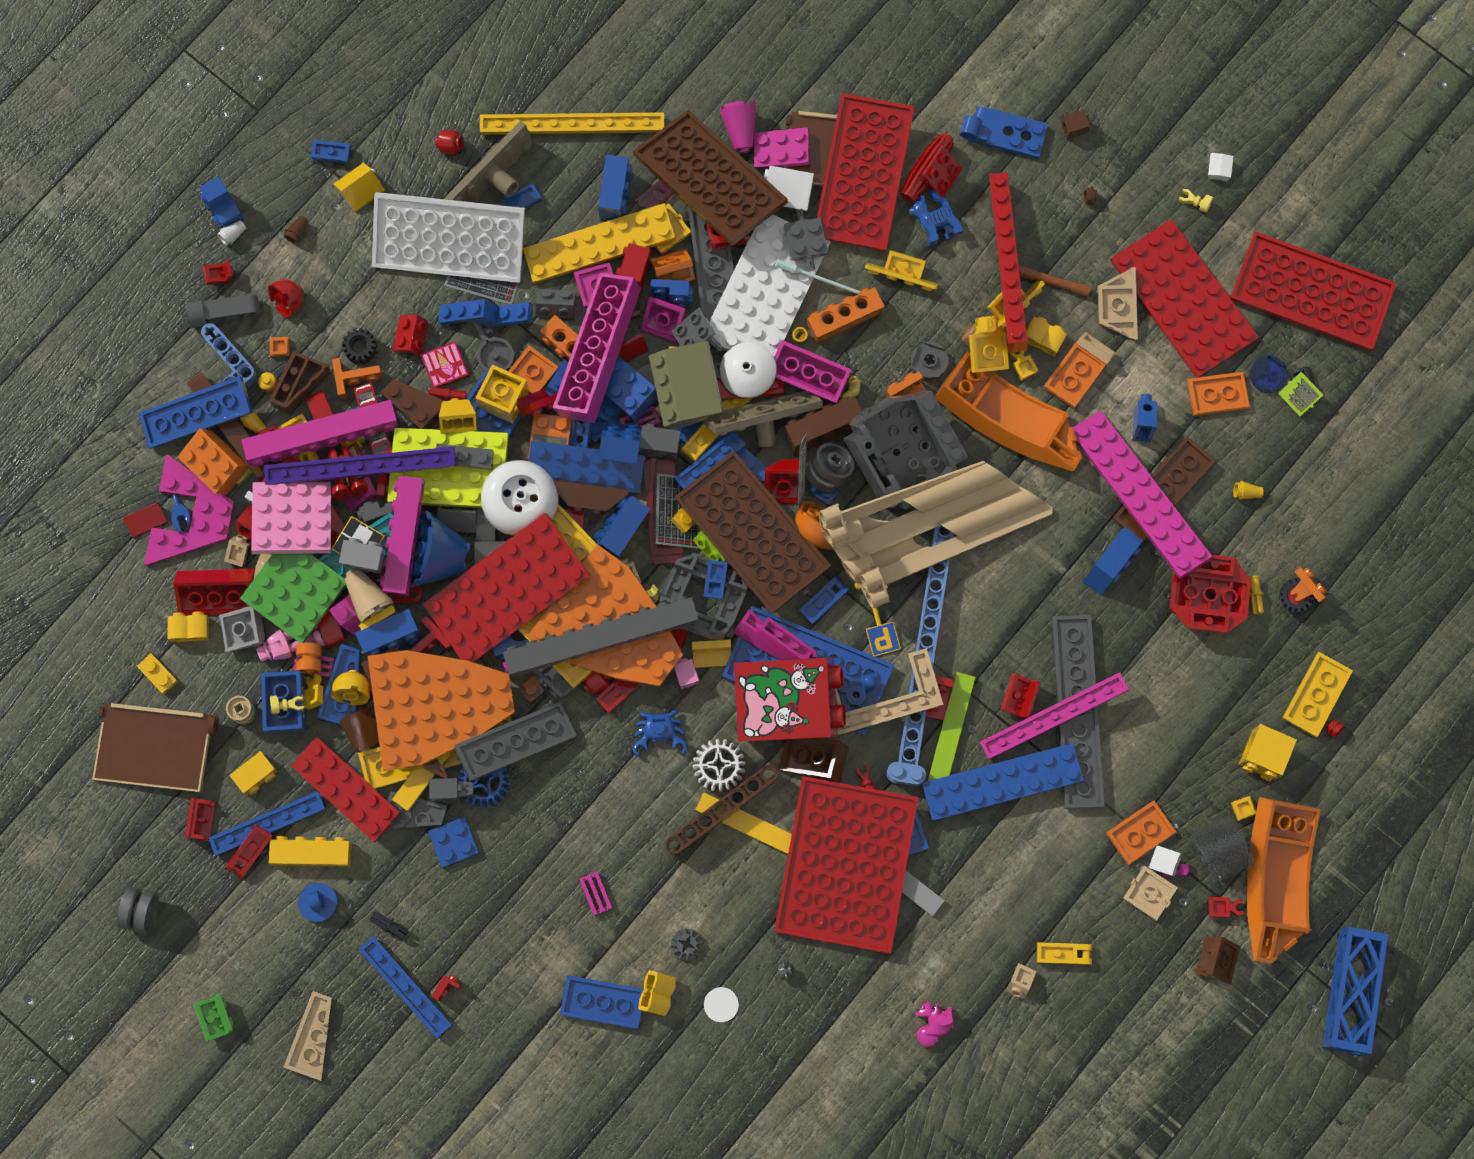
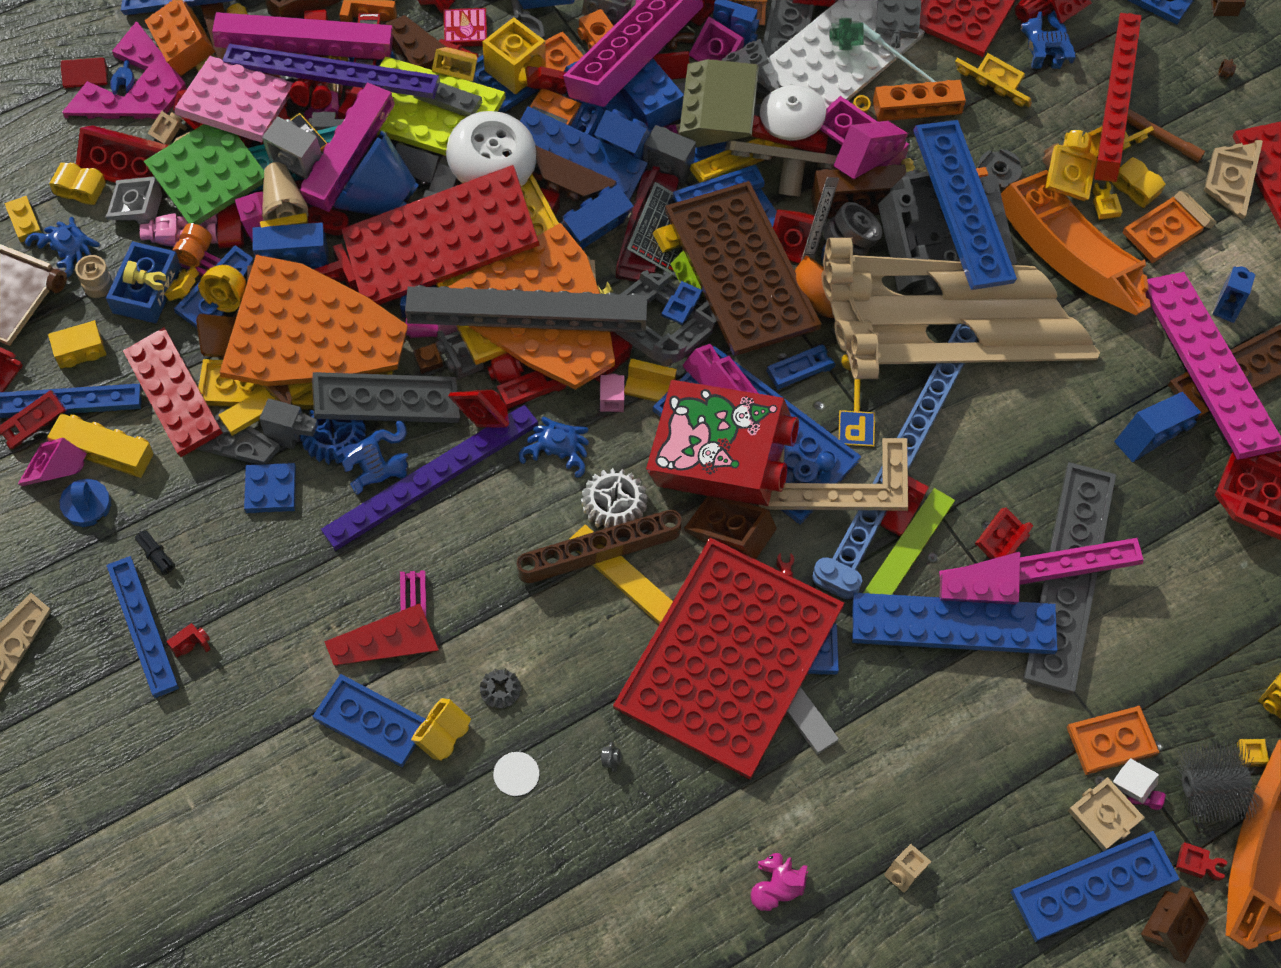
camera: 15 degrees right, 15 degrees down
(204, 684) = (67, 241): none -> blue animal
(280, 882) = (53, 461): none -> dark pink slope
(520, 794) = (370, 458): none -> blue animal
(571, 791) = (427, 479): none -> dark purple plate
(590, 934) = (388, 637): none -> red wing
(593, 723) = (482, 407): none -> red slope
(769, 278) = (846, 33): none -> clear green brick
(823, 392) = (869, 146): none -> dark pink wedge
(914, 432) = (964, 205): none -> blue plate
(1016, 746) = (984, 582): none -> dark pink wedge
(1063, 953) = (973, 851): yellow plate -> none
(1155, 949) = (1094, 886): none -> blue plate

